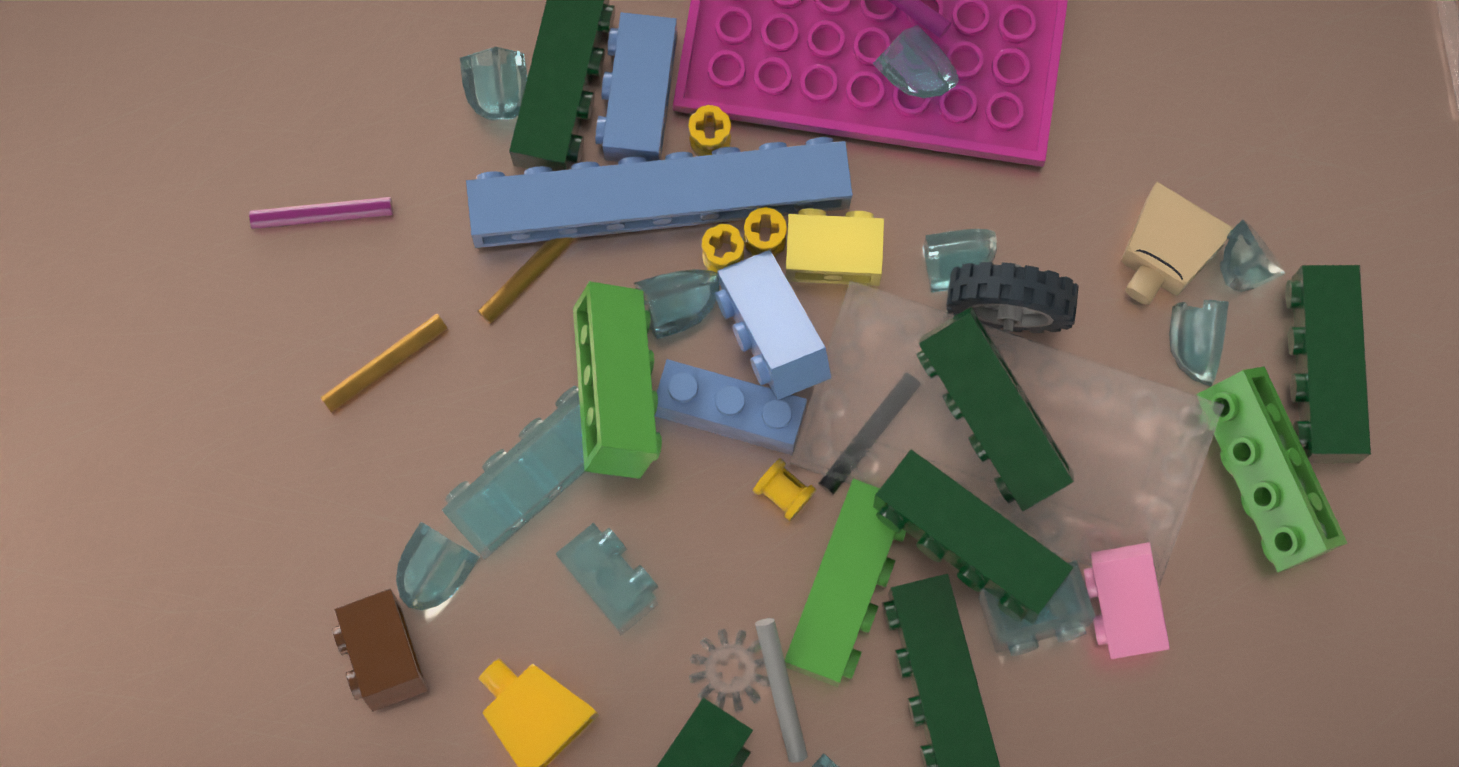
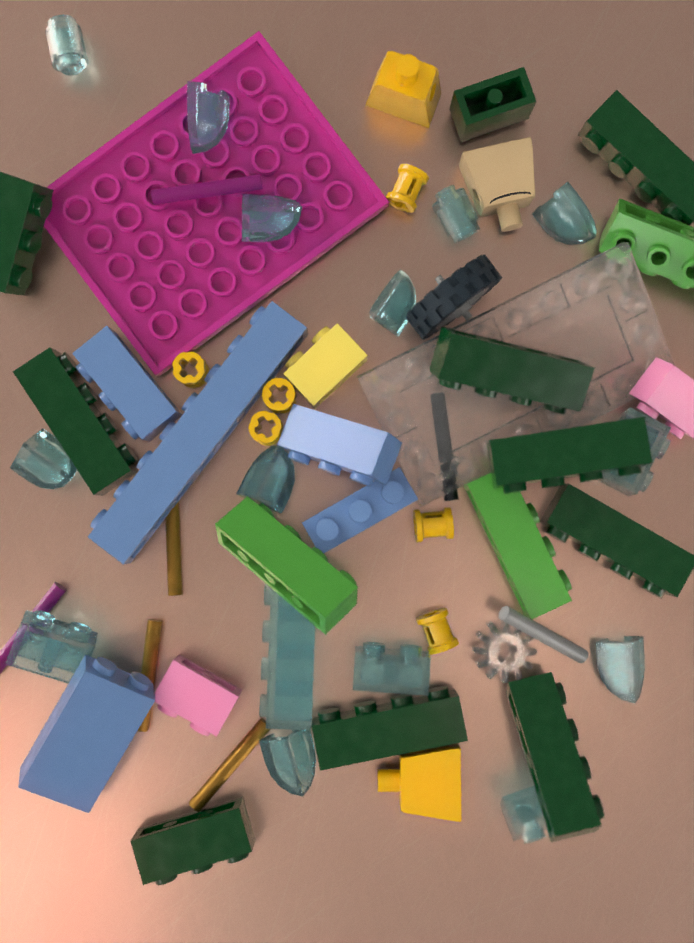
camera: 45 degrees left, 10 degrees up
(267, 551) = (193, 842): none -> dark green brick
(283, 351) = (87, 733): none -> medium blue brick
(332, 246) = (50, 646): none -> clear light blue brick
(370, 519) = (229, 765): none -> pearl gold bar
(379, 651) = (310, 834): reddish brown brick -> none
(408, 422) = (196, 696): none -> bright pink brick
(549, 631) = (388, 728): none -> dark green brick
(687, 590) = (437, 631): none -> yellow bush
(1091, 166) = (407, 188): none -> yellow bush
(1098, 233) = (456, 213): none -> clear light blue brick
(1161, 73) = (406, 88): none -> yellow torso
(1229, 167) = (492, 104): none -> dark green brick
(1248, 260) = (550, 147): clear light blue brick -> none

